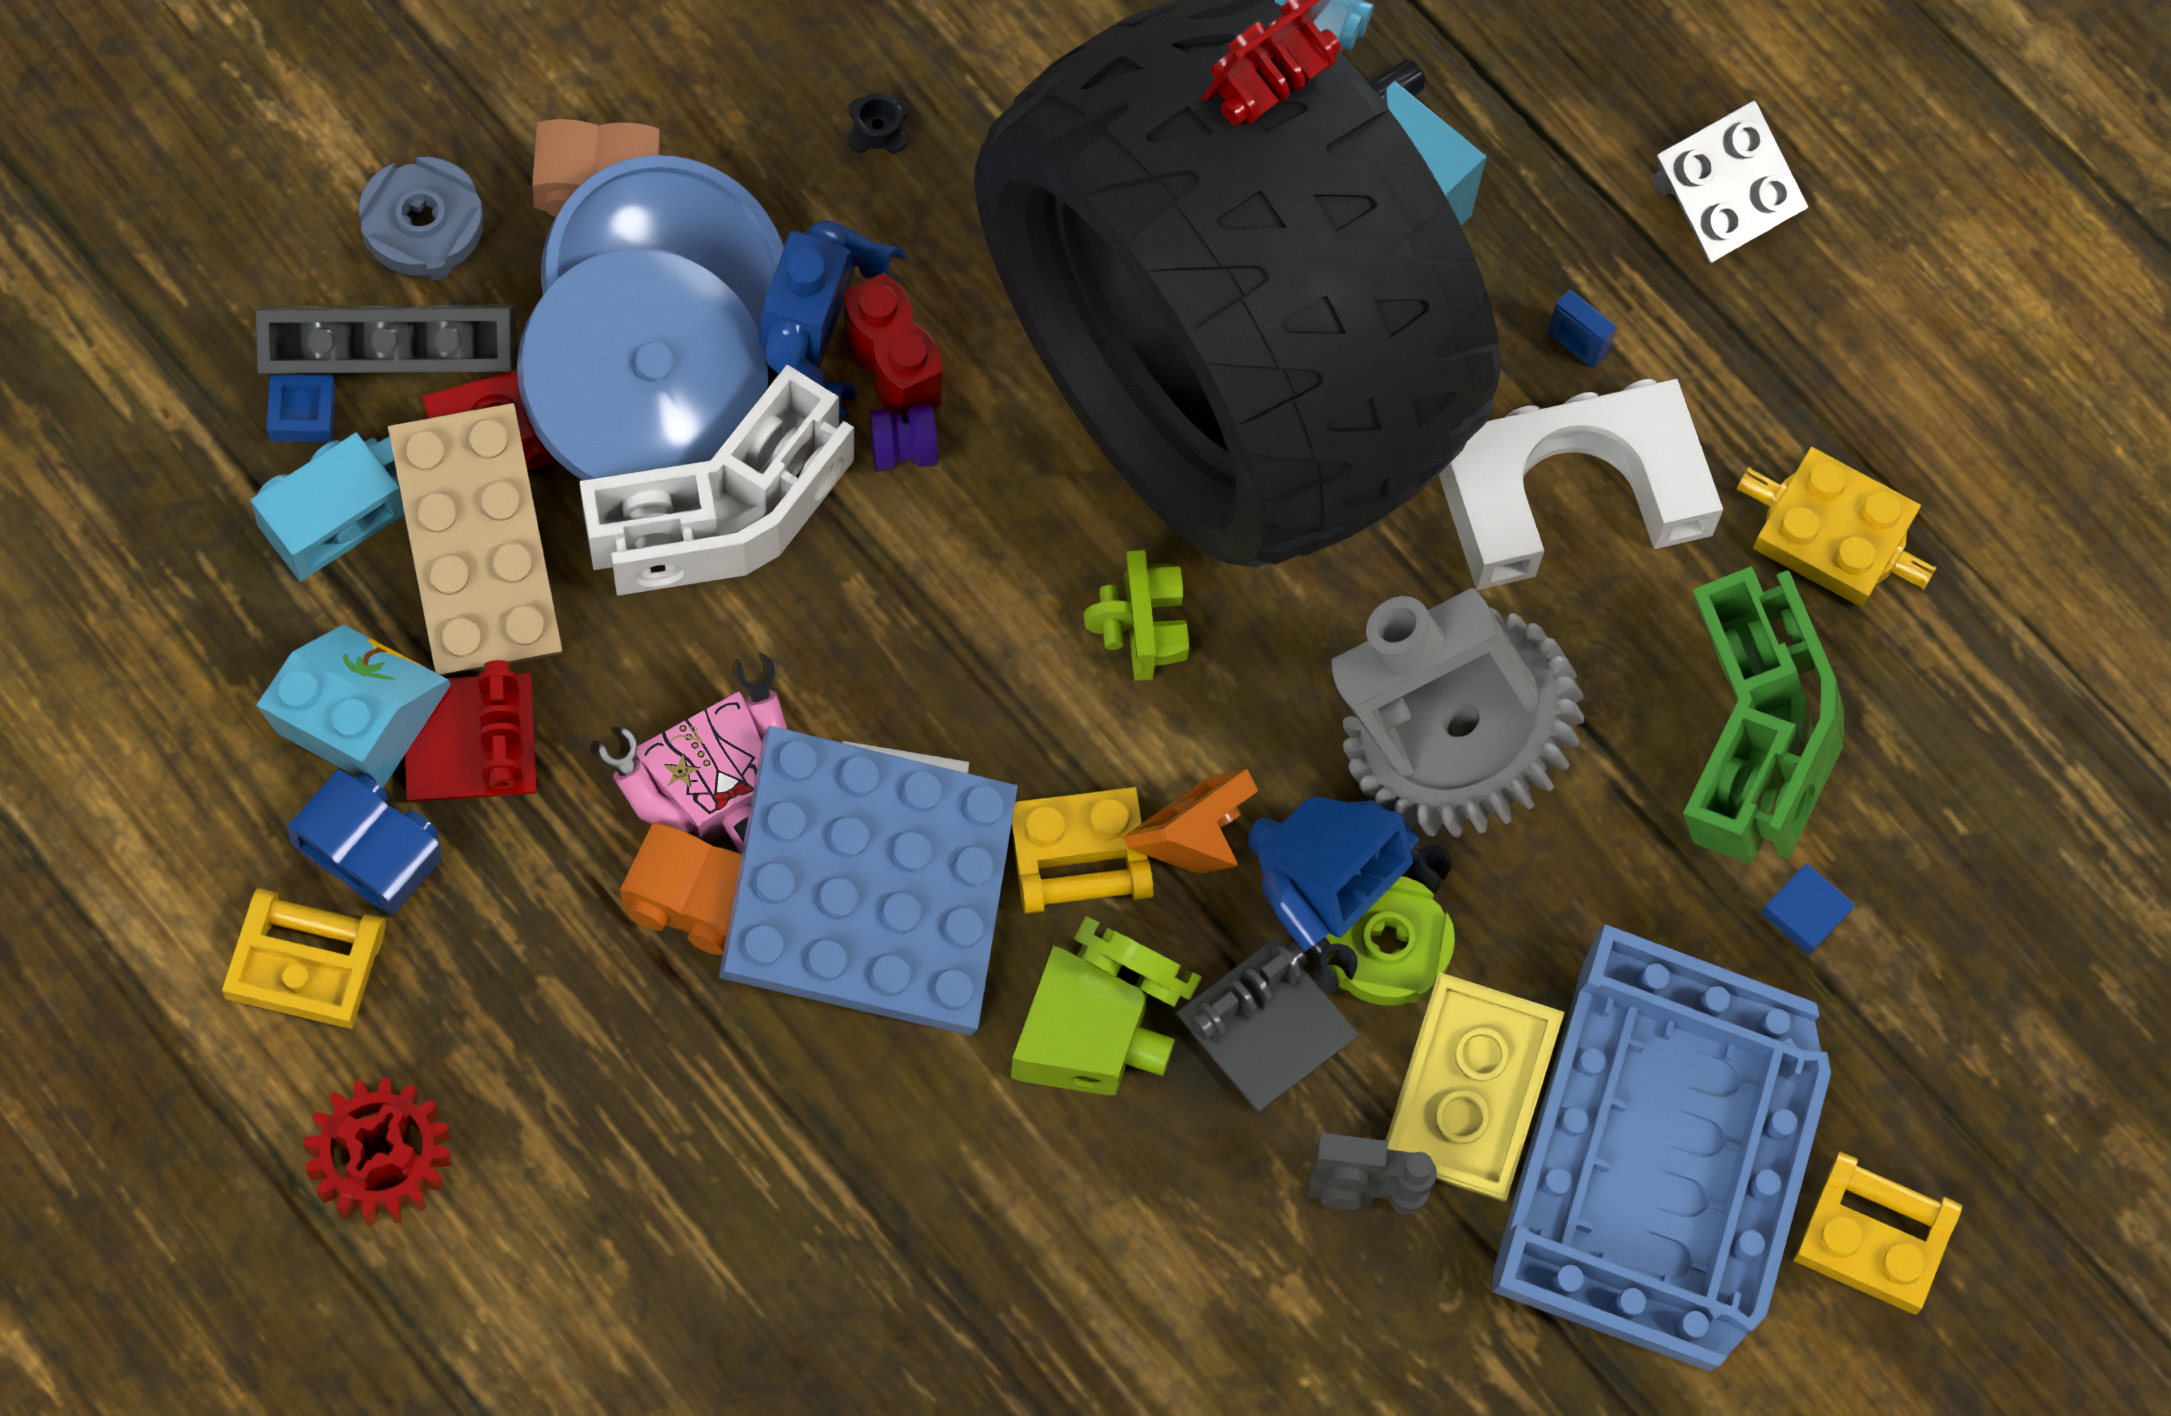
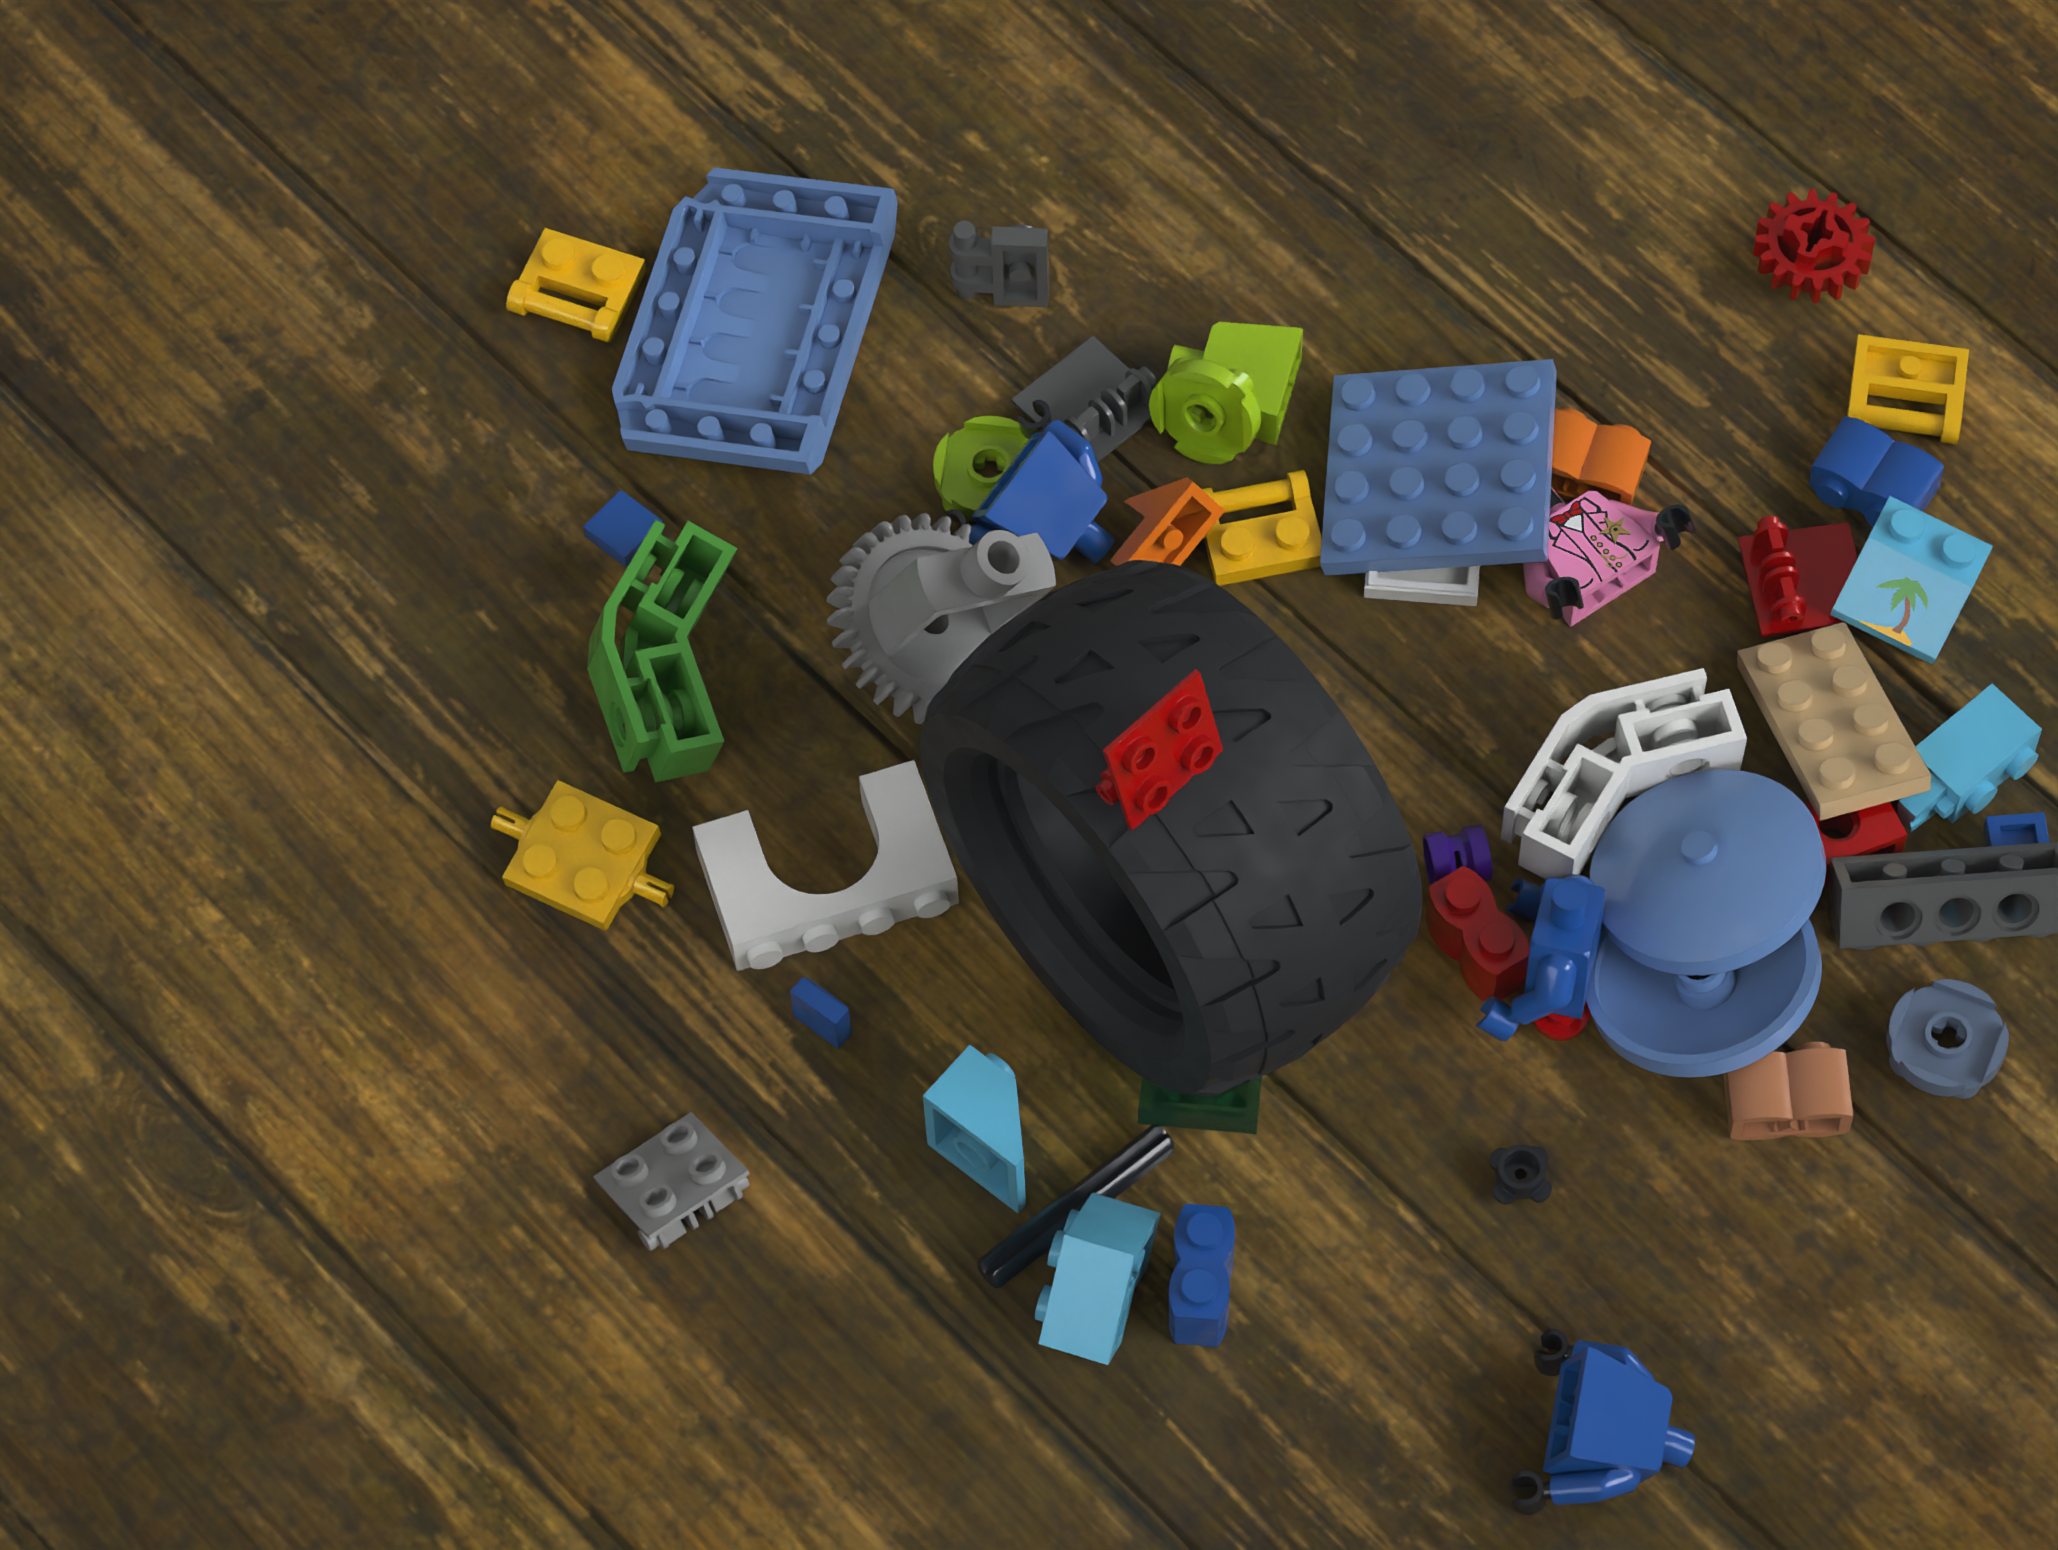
camera: 175 degrees left, 5 degrees down
(1474, 1083) = (915, 359): light yellow tile -> none

